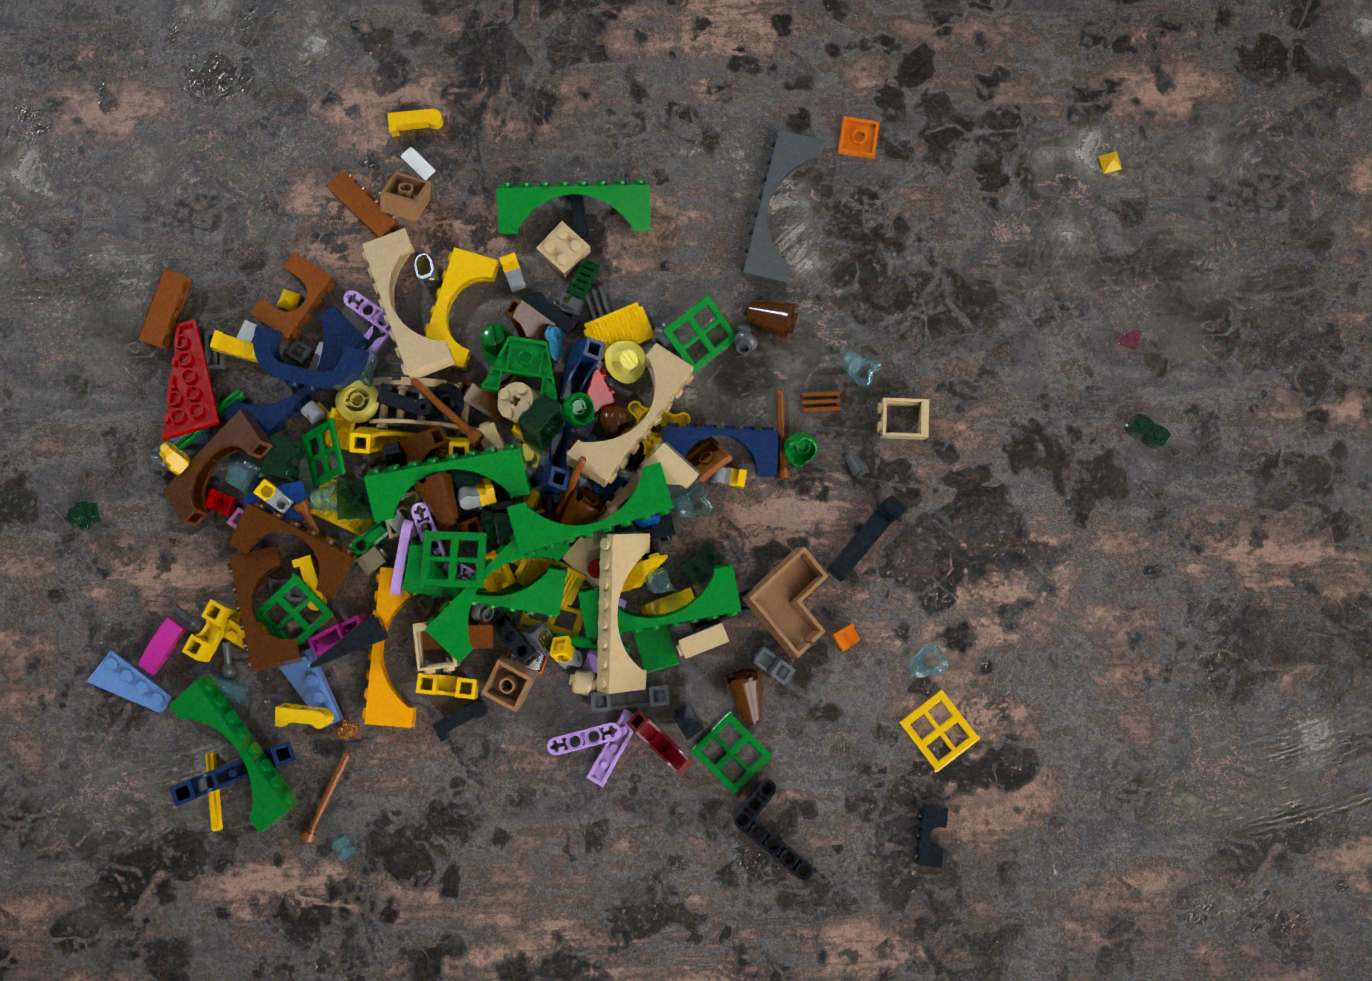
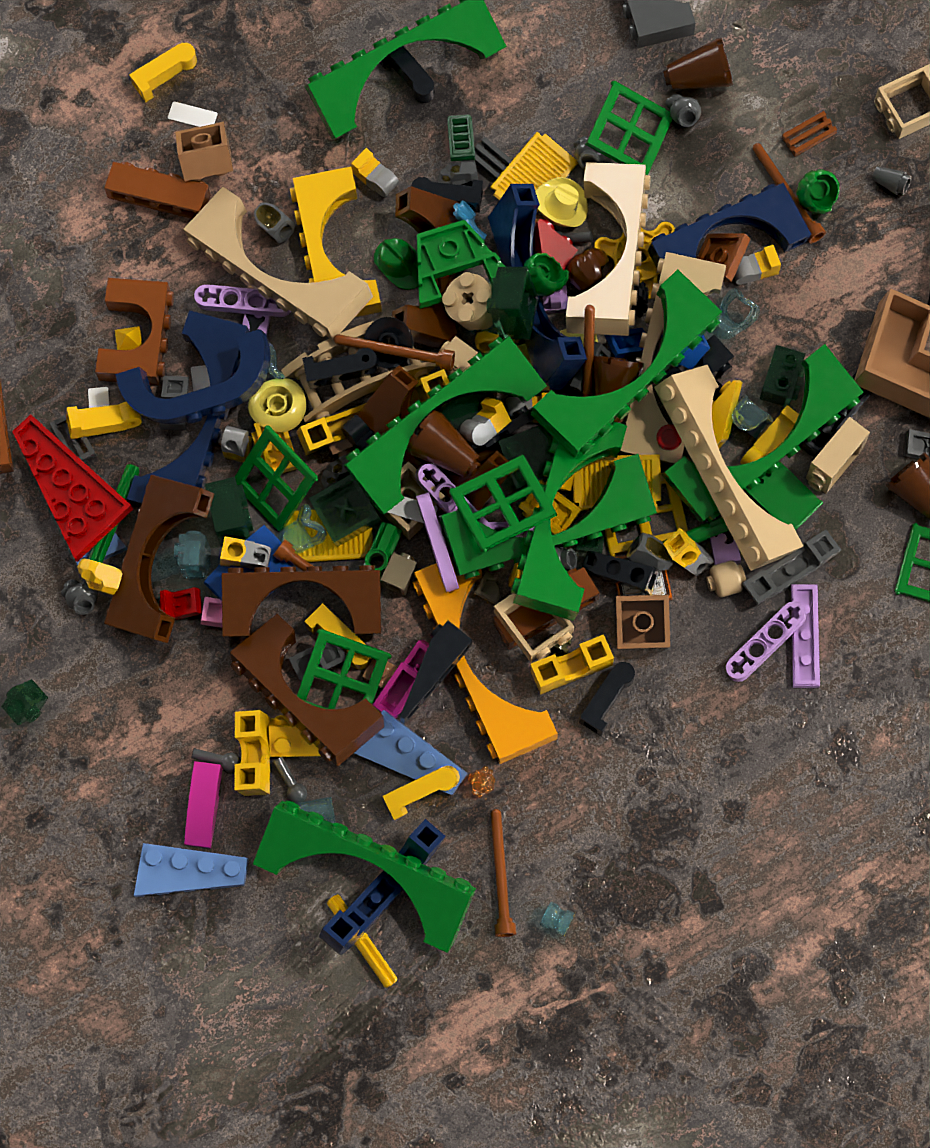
camera: 20 degrees left, 10 degrees down
(563, 249) = (419, 119): tan brick -> none
(659, 742) = (863, 598): dark red arch -> none
(688, 721) = (876, 549): black slope -> none
(852, 364) = (820, 72): clear light blue piece -> none

